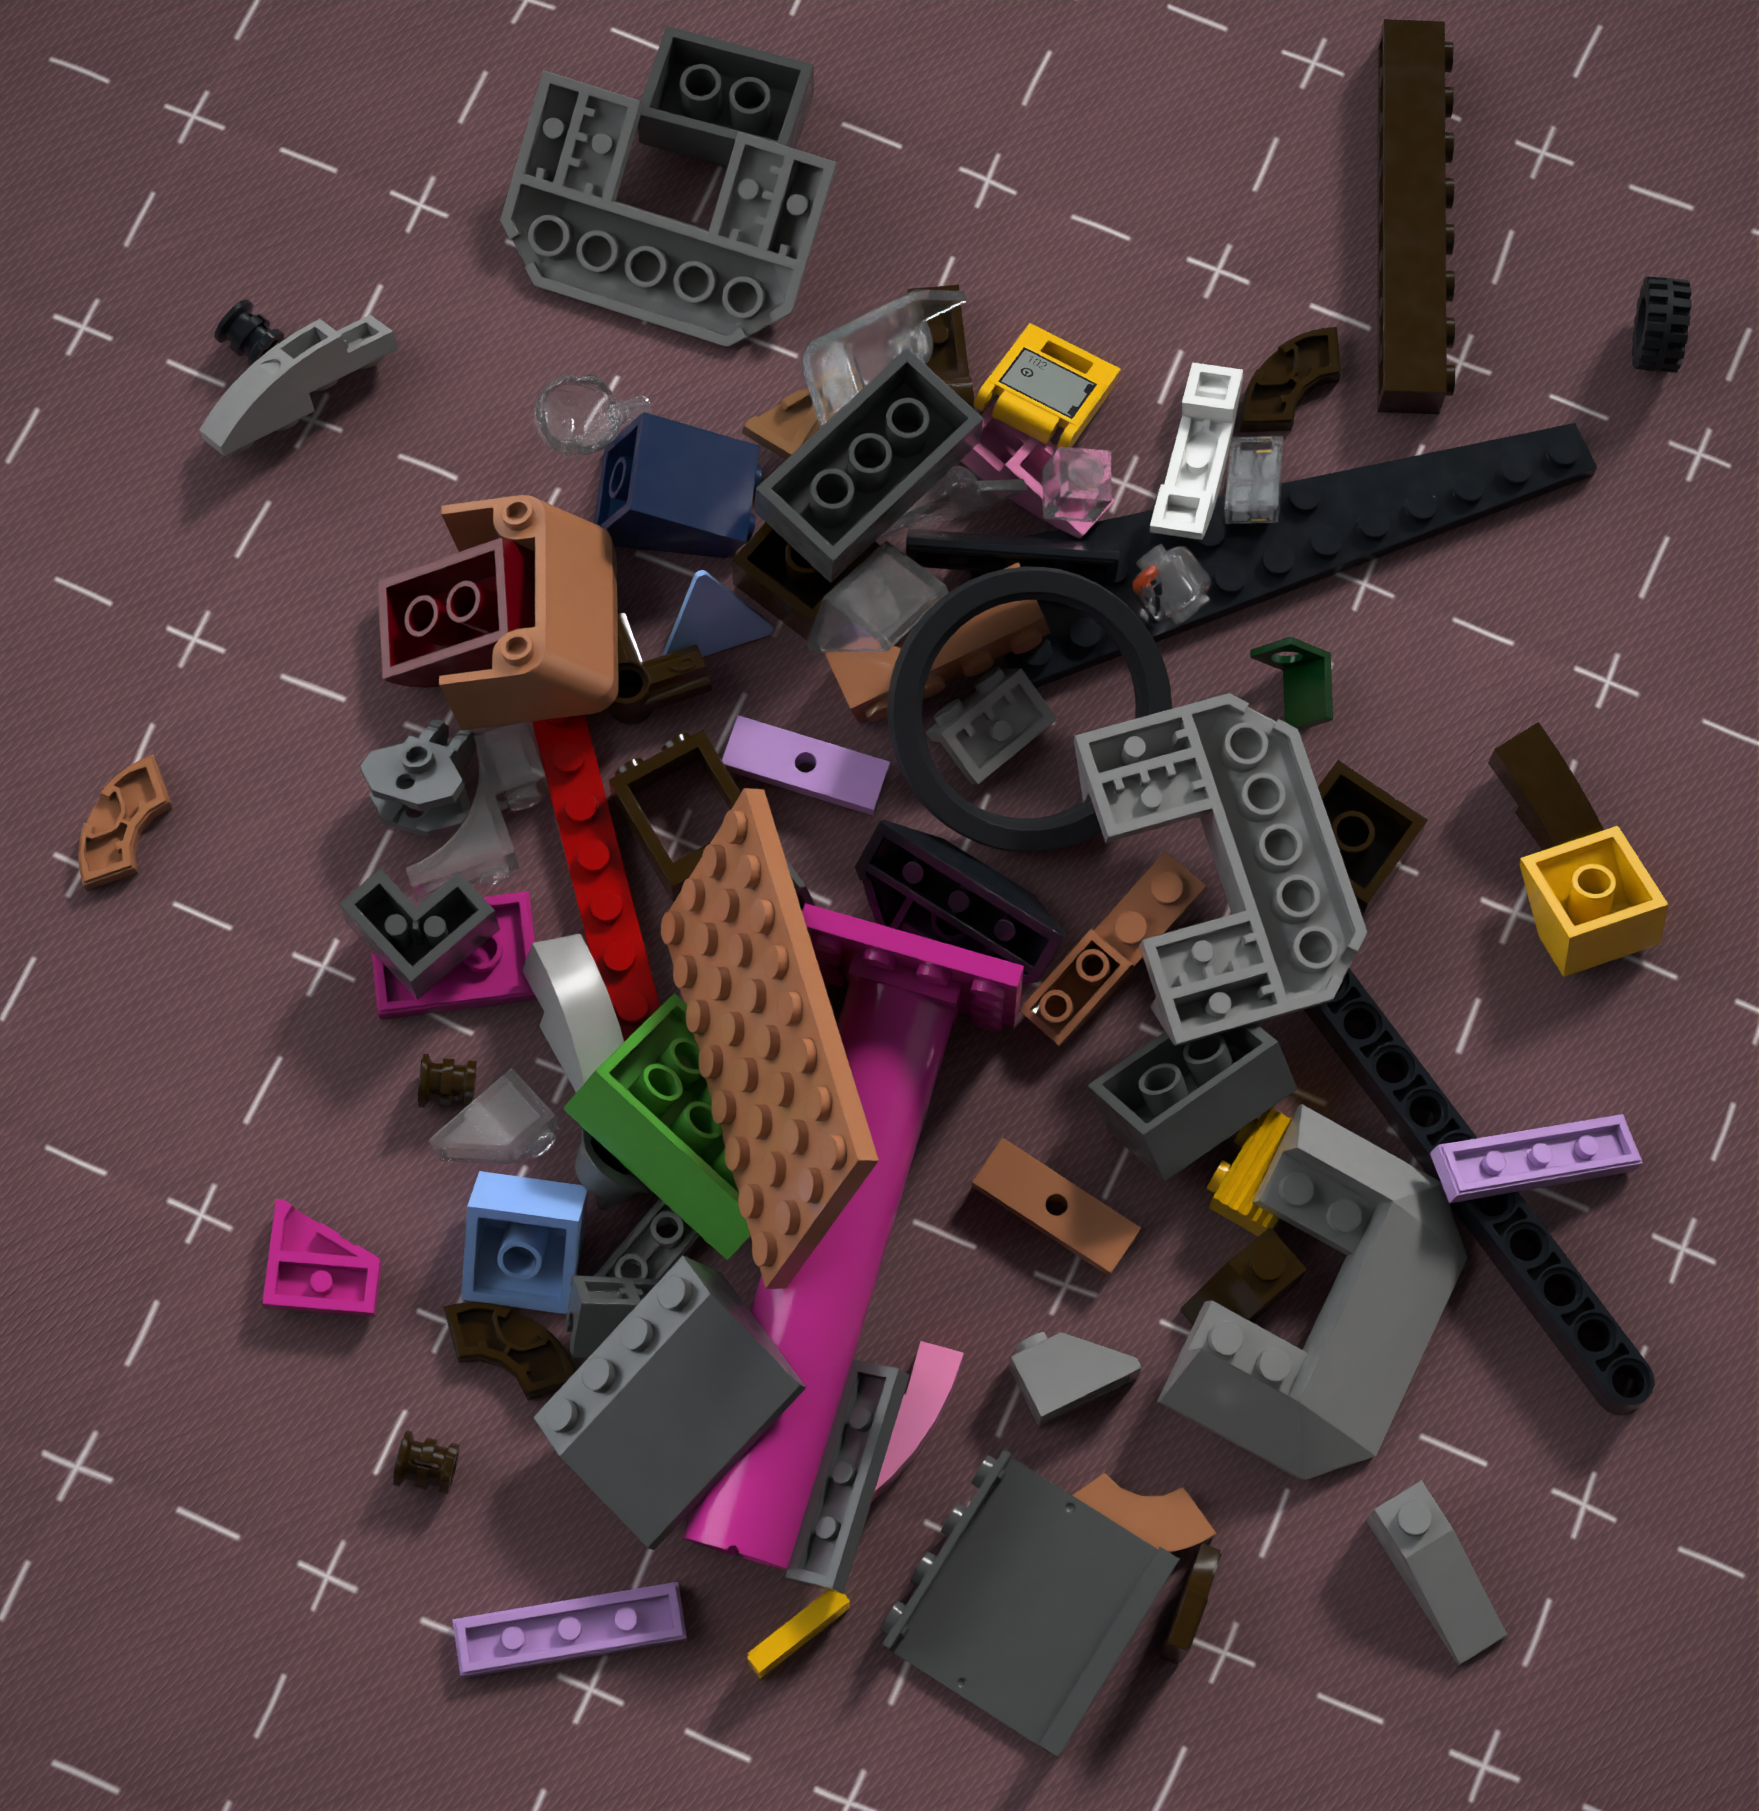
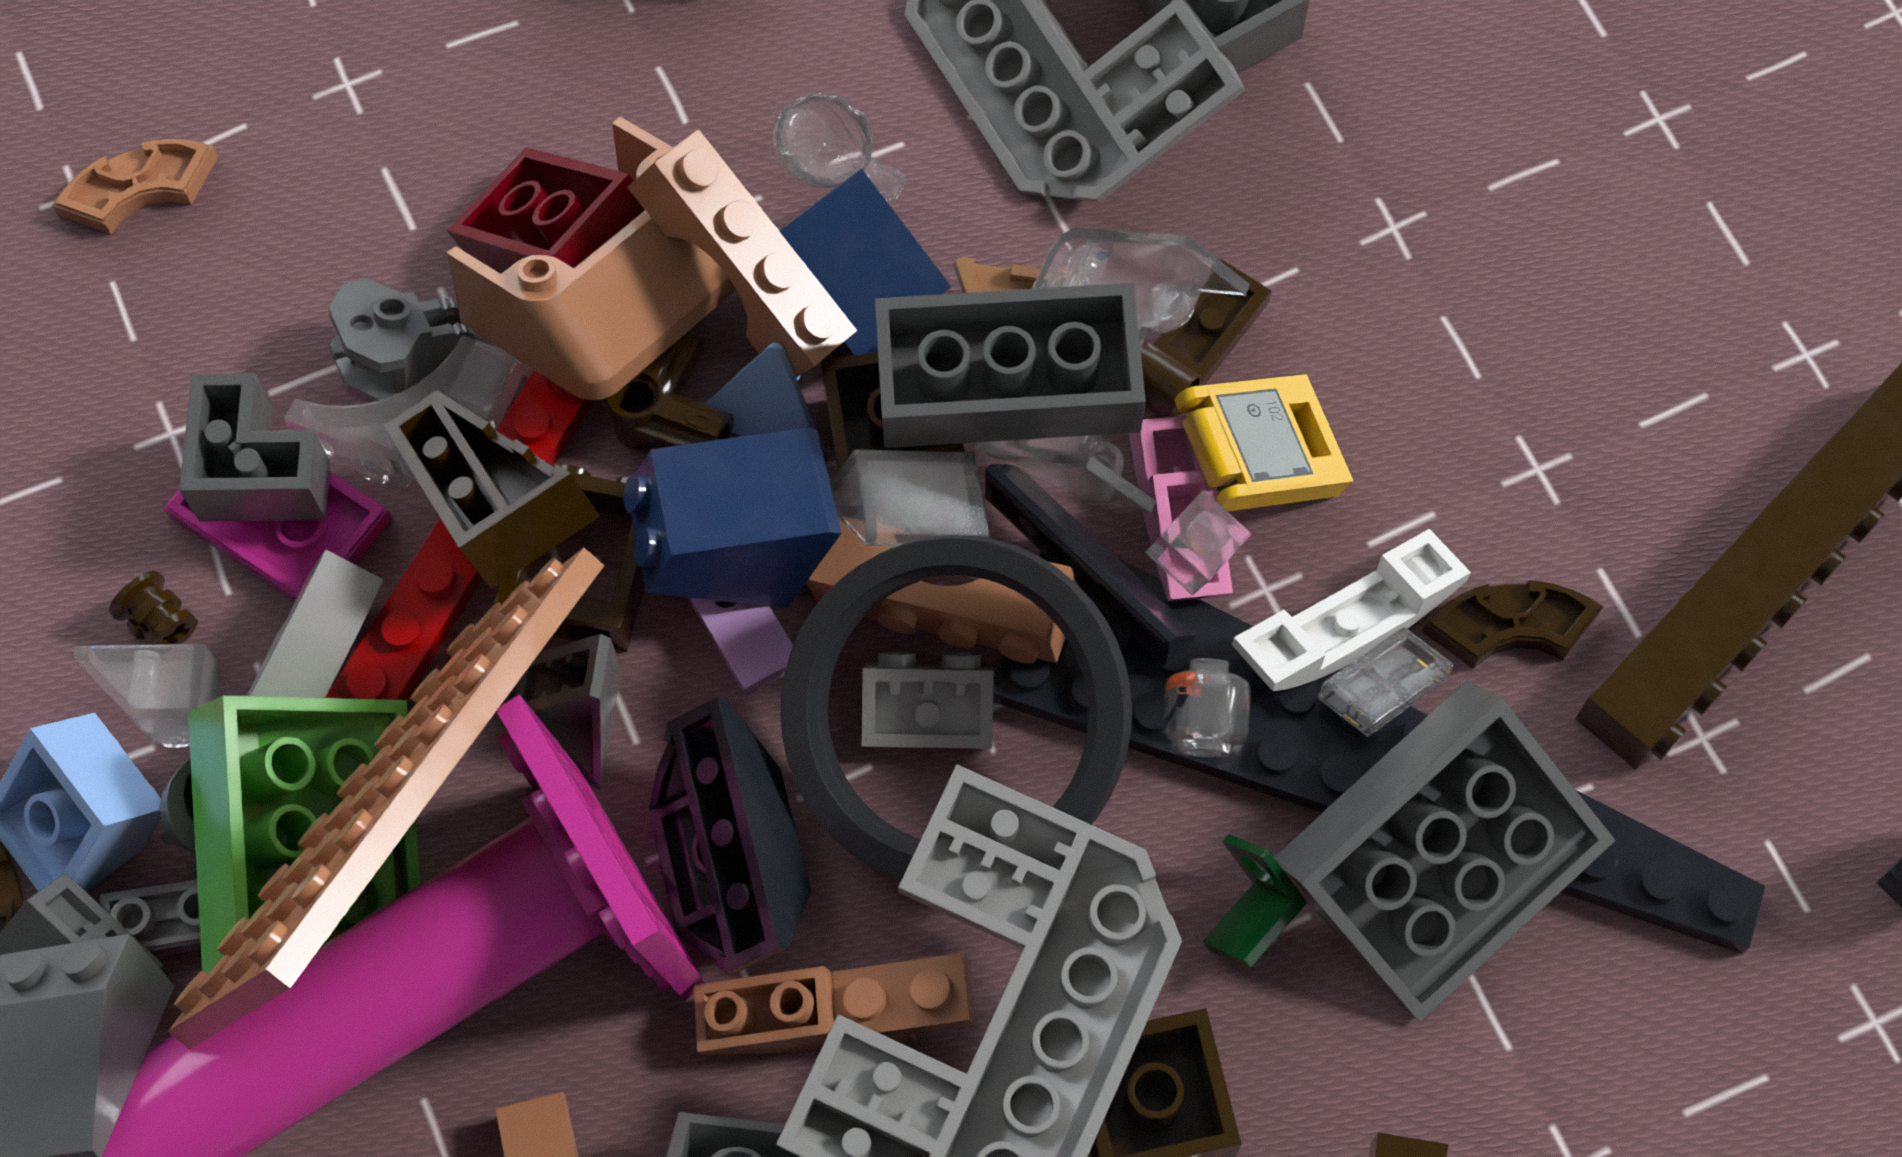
camera: 45 degrees right, 5 degrees down
(573, 515) = (703, 202): none -> arch
(603, 816) = (487, 489): none -> dark brown wedge
(779, 702) = (733, 517): none -> dark blue slope
(1381, 551) = (1445, 848): none -> dark grey slope

